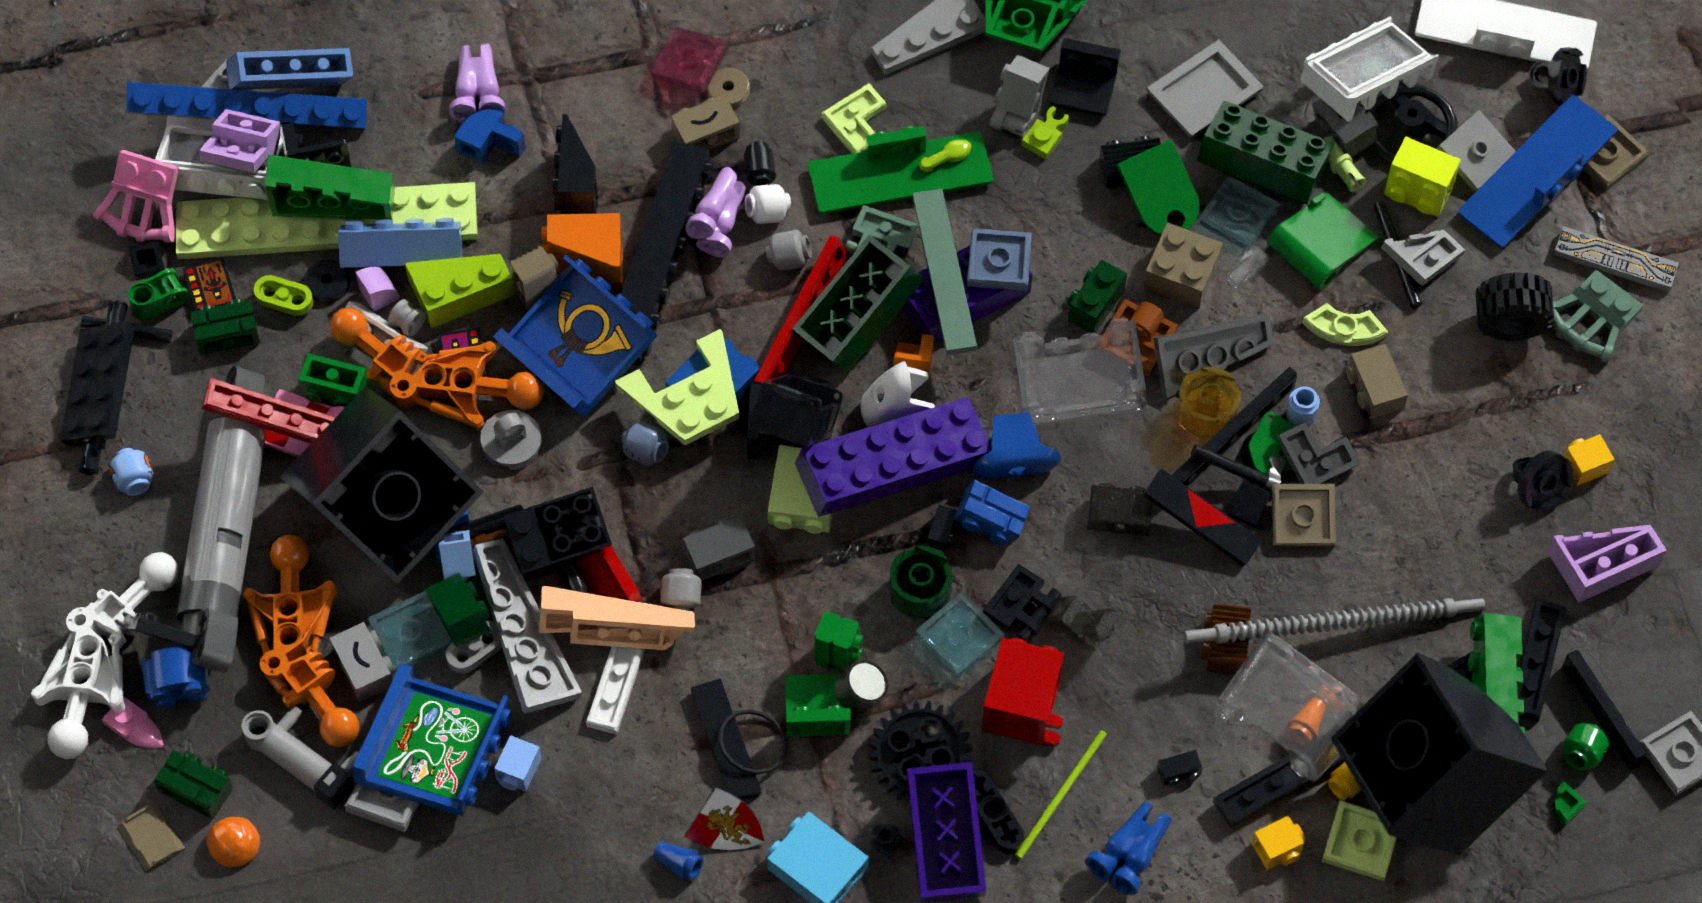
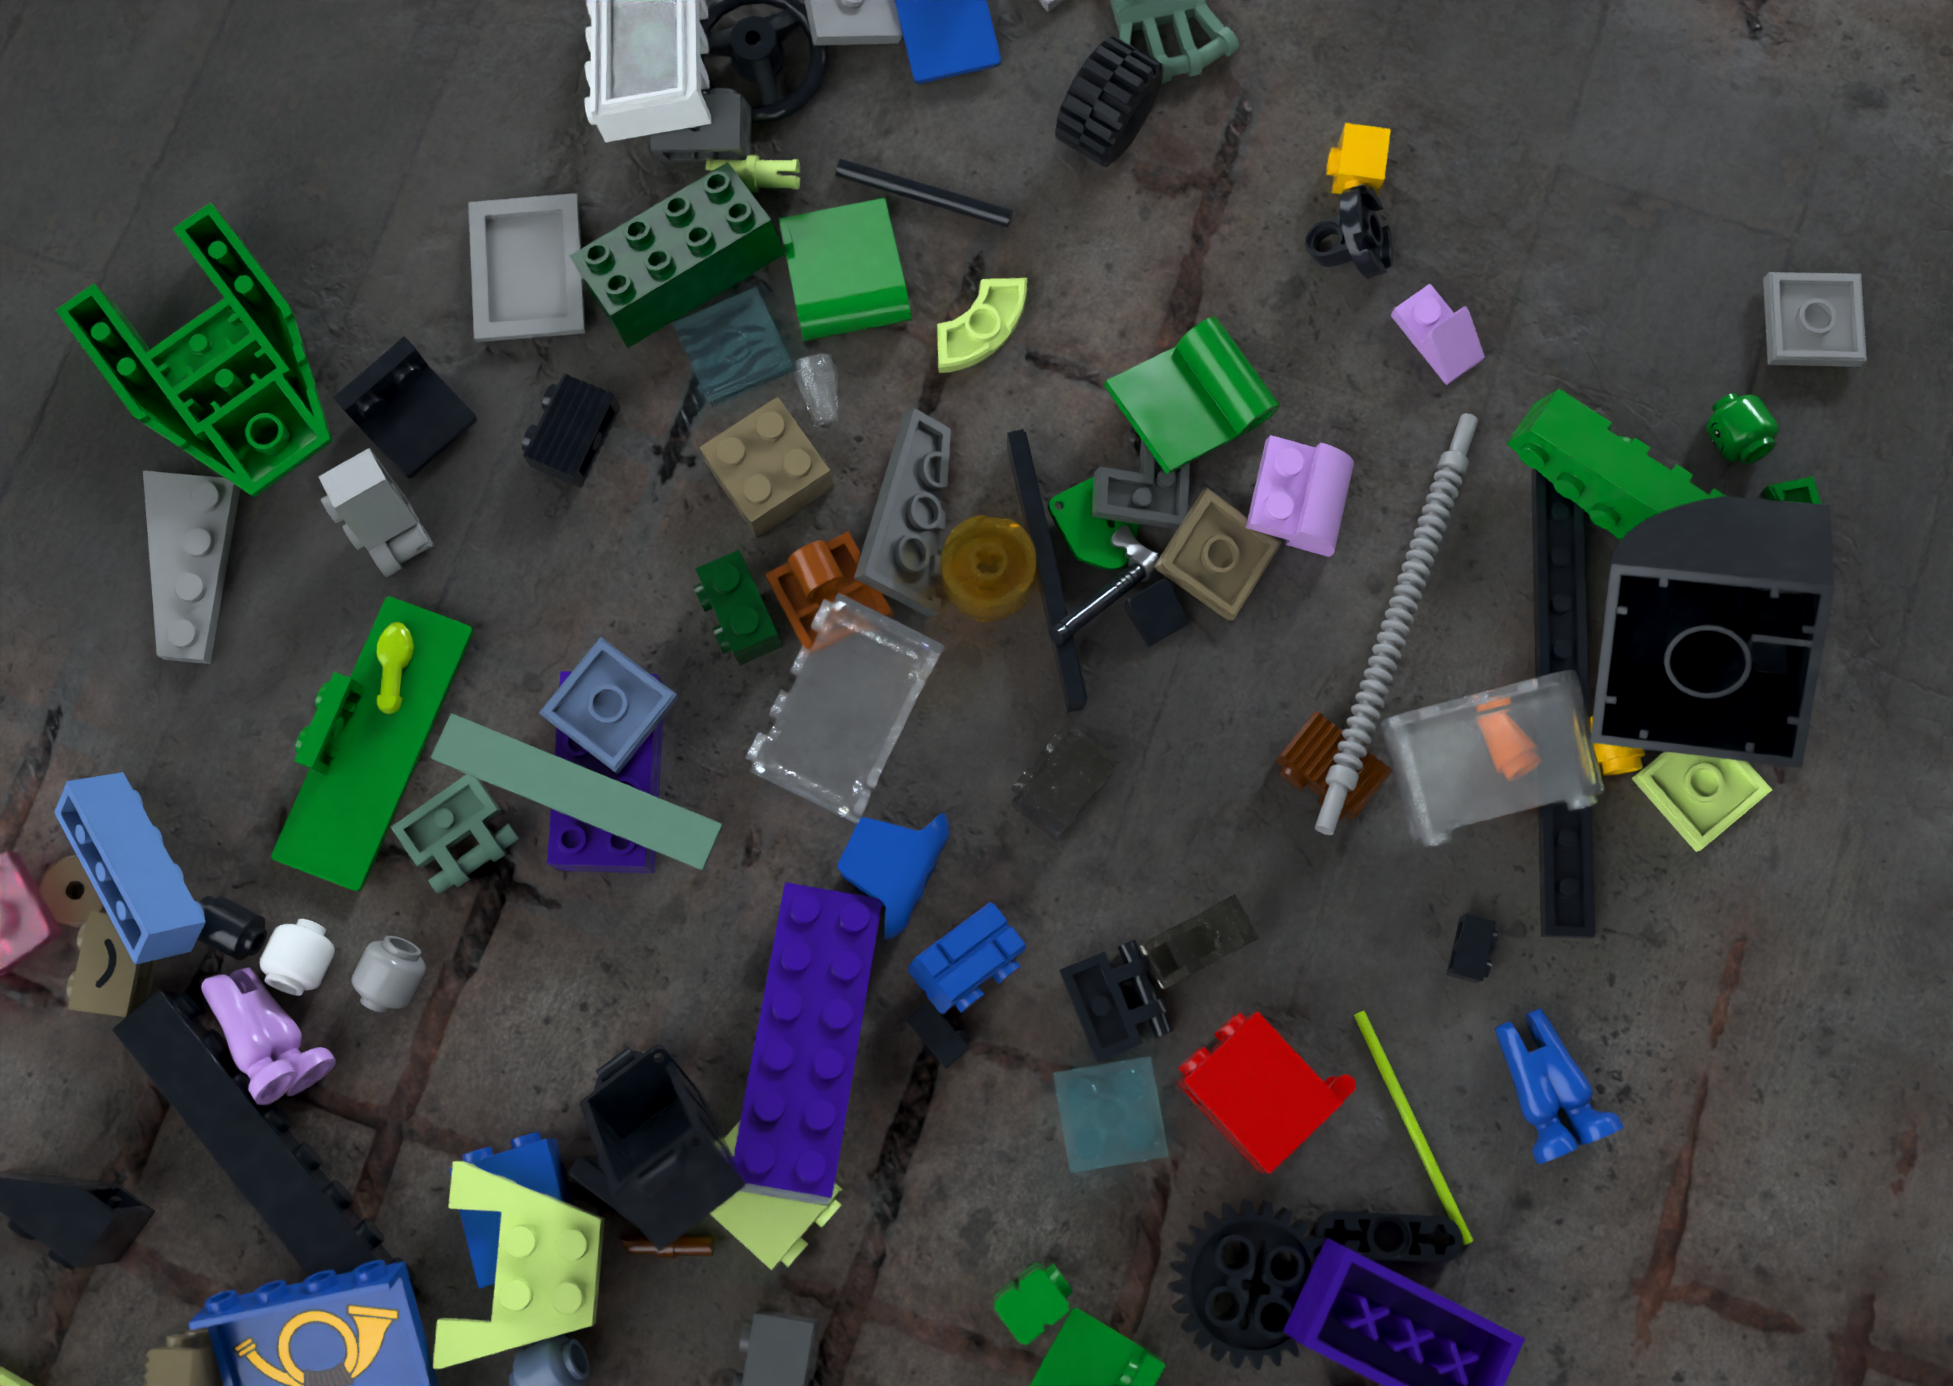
camera: 55 degrees left, 15 degrees up
(592, 239) = (191, 1256): orange slope -> none
(744, 465) = (683, 1246): none -> reddish brown piece
(759, 98) = (129, 867): none -> medium blue brick
(788, 341) = (502, 1024): red tile -> none
(850, 115) = (239, 754): yellowish green tile -> none
(858, 303) = (545, 942): dark green brick -> none
(861, 686) = (1110, 1305): piece -> none
(897, 386) = (715, 977): white piece -> none
(916, 355) = (660, 905): orange panel -> none
(916, 566) = (1001, 1151): dark green brick -> none
(1045, 136) = (451, 516): lime plate -> none
(1160, 186) = (637, 420): green tile -> none
(1202, 517) = (1146, 687): black tile -> none
(1279, 843) = (1655, 892): yellow brick -> none
(1302, 406) = (1075, 442): light blue brick -> none
(1369, 537) = (1301, 494): none -> lavender brick
(1376, 381) = (1089, 337): dark tan brick -> none
(1382, 450) = (1193, 396): none -> green door
(1421, 177) = (848, 88): neon yellow brick -> none
(1424, 254) = (951, 161): light grey wing -> none
(1519, 560) = (1439, 334): none -> lavender slope
(1539, 656) = (1550, 367): black tile -> none
(1604, 710) = (1707, 372): black tile -> none
(1606, 559) = (1517, 233): lavender wedge -> none

